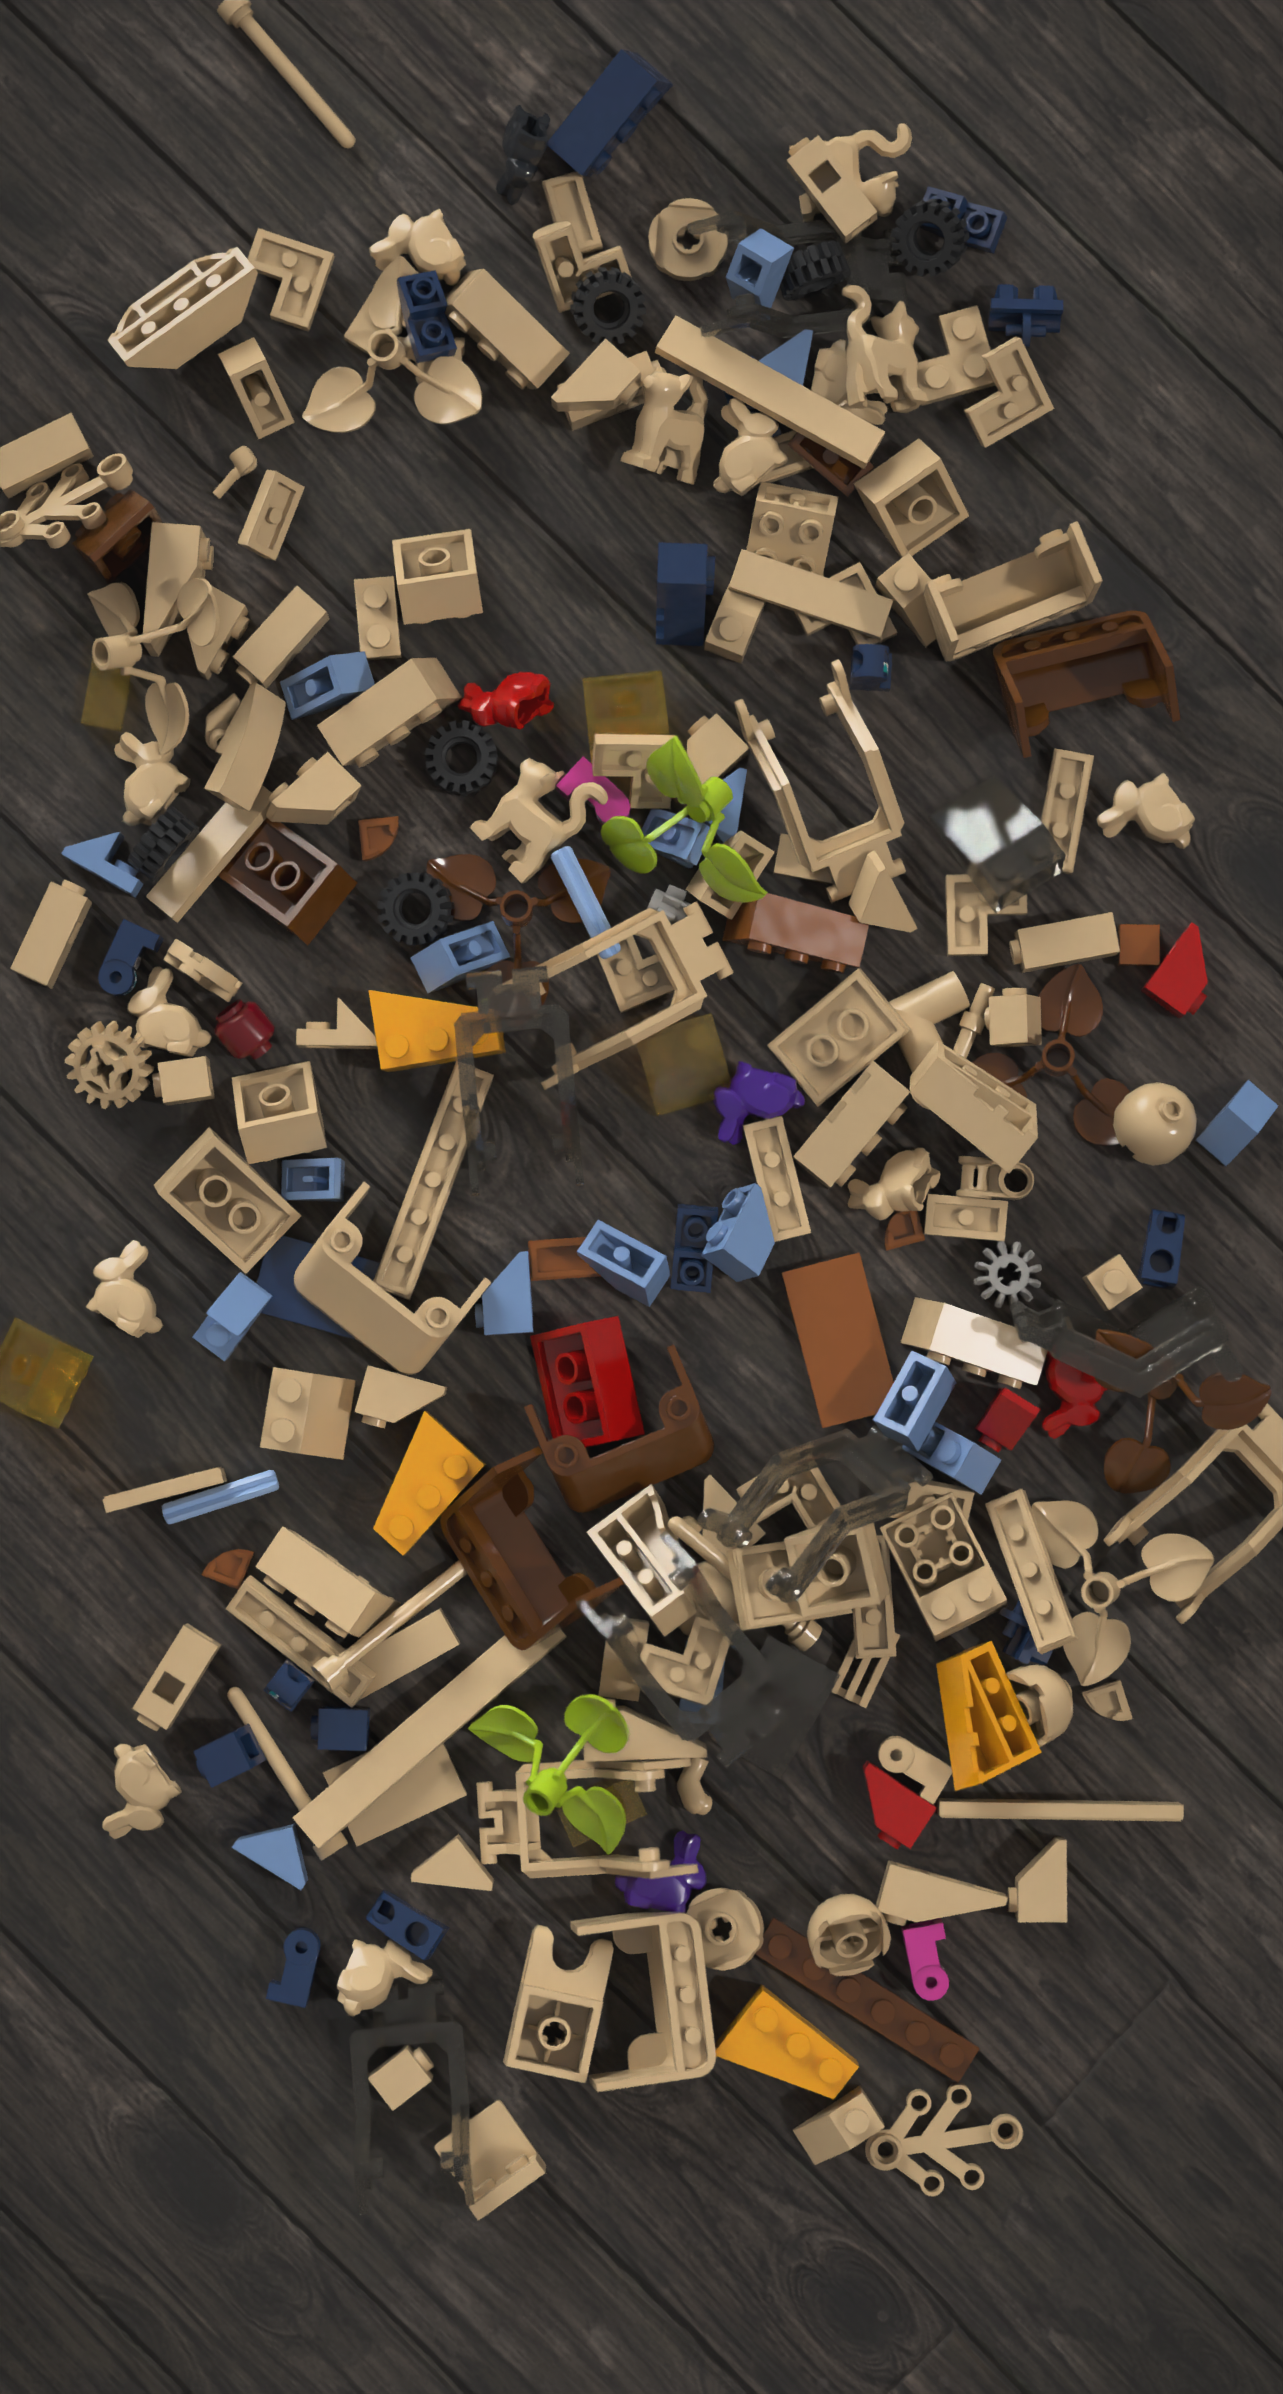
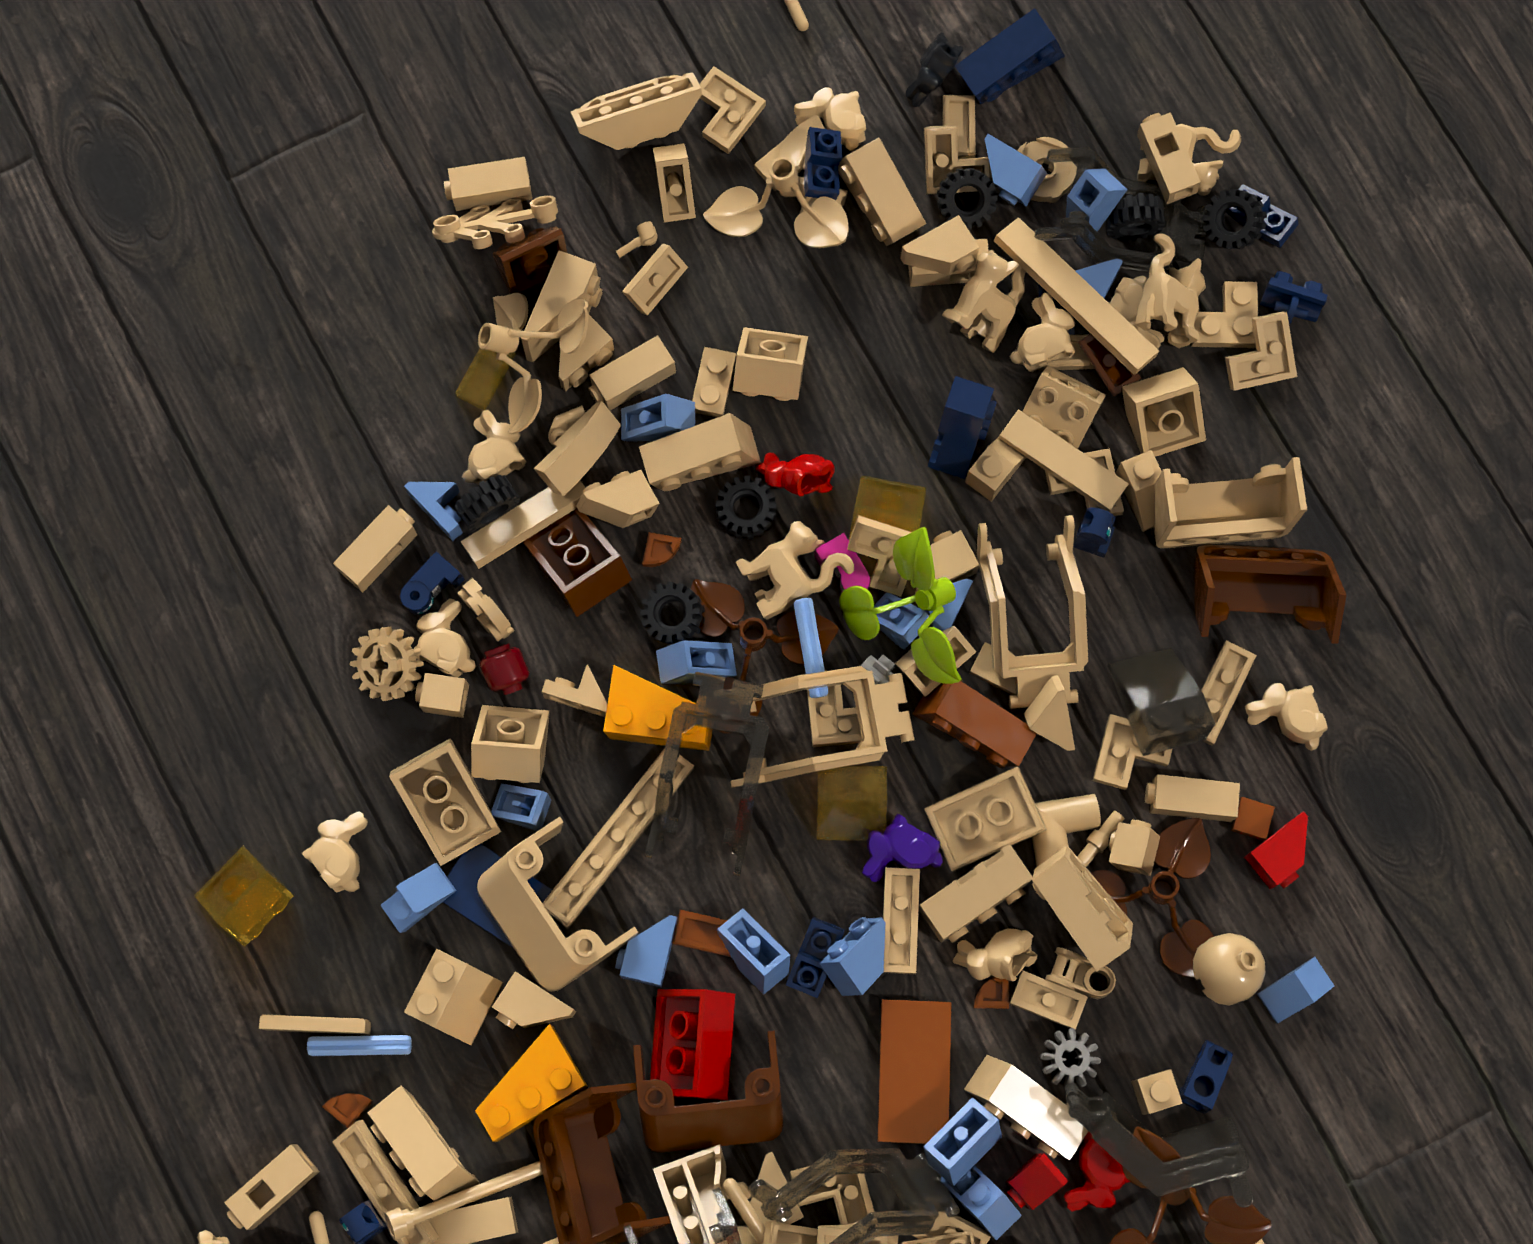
camera: 15 degrees right, 10 degrees down
(653, 259) = (1013, 172): none -> medium blue slope

